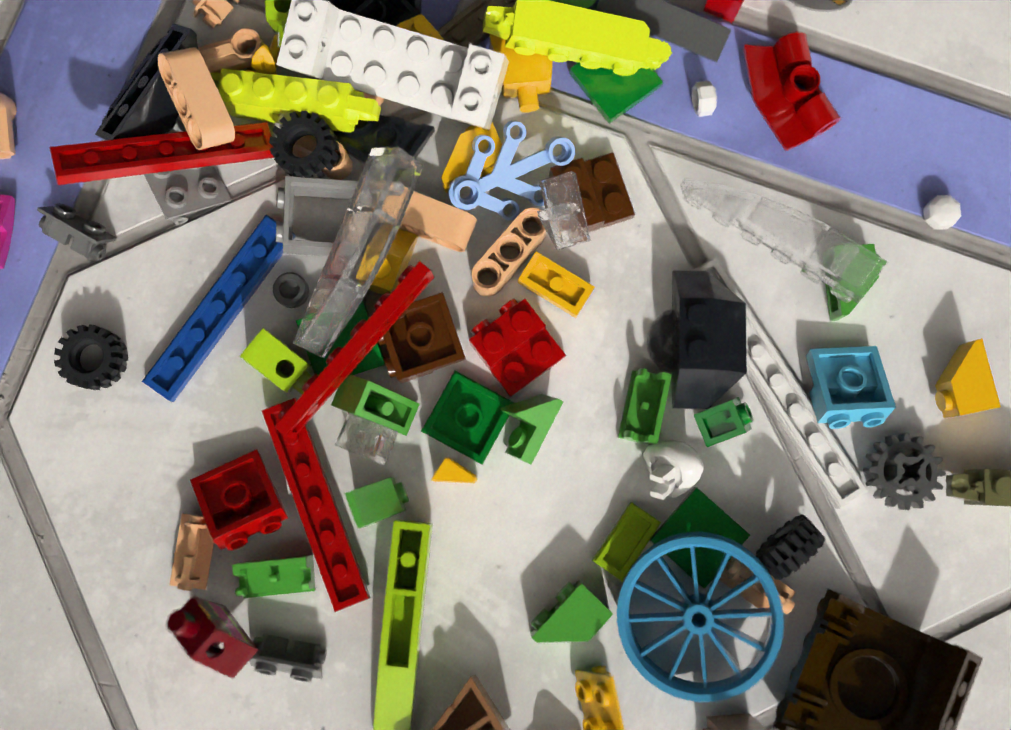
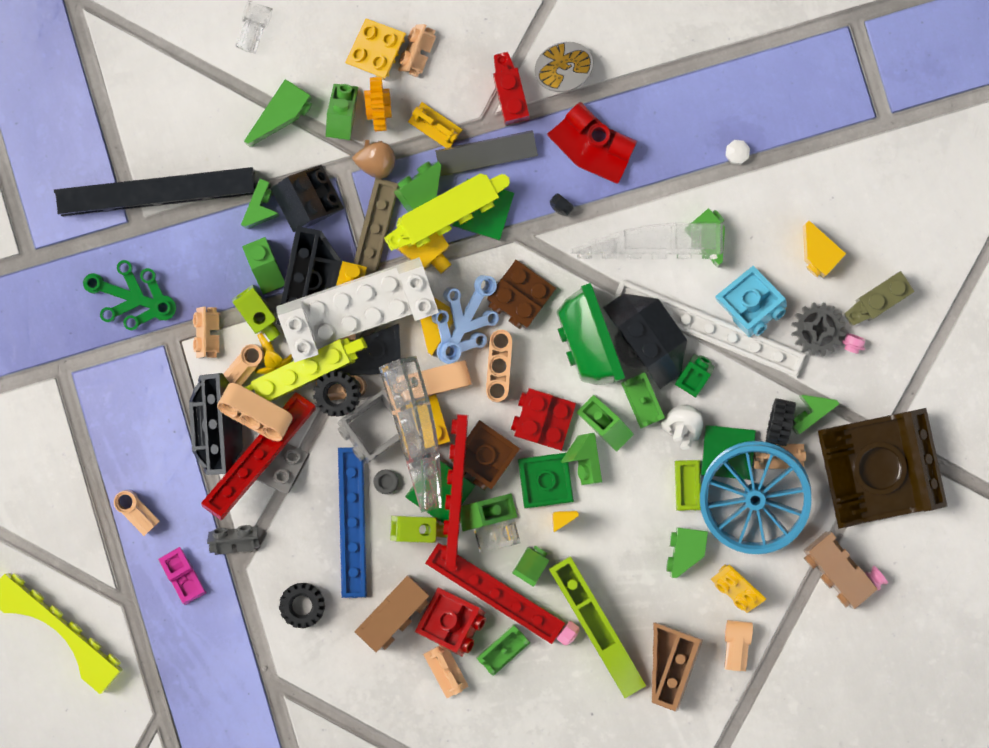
camera: 30 degrees left, 5 degrees up
(176, 441) = (393, 614): none -> medium nougat wedge
(200, 630) = (488, 703): dark red torso -> none
(300, 663) = (553, 686): dark grey hinge -> none
(364, 613) = (568, 633): none -> bright pink tile
(555, 284) = (539, 365): yellow plate -> none
(563, 211) = (518, 324): clear slope -> none
(583, 402) = (605, 423): none -> bright green slope
(634, 293) = (588, 338): none -> green windscreen
(704, 98) = (546, 185): white tile -> none
(706, 129) = (561, 205): none -> black tile
(840, 562) = (818, 408): none -> bright green slope
(934, 517) = (853, 343): none -> bright pink plate

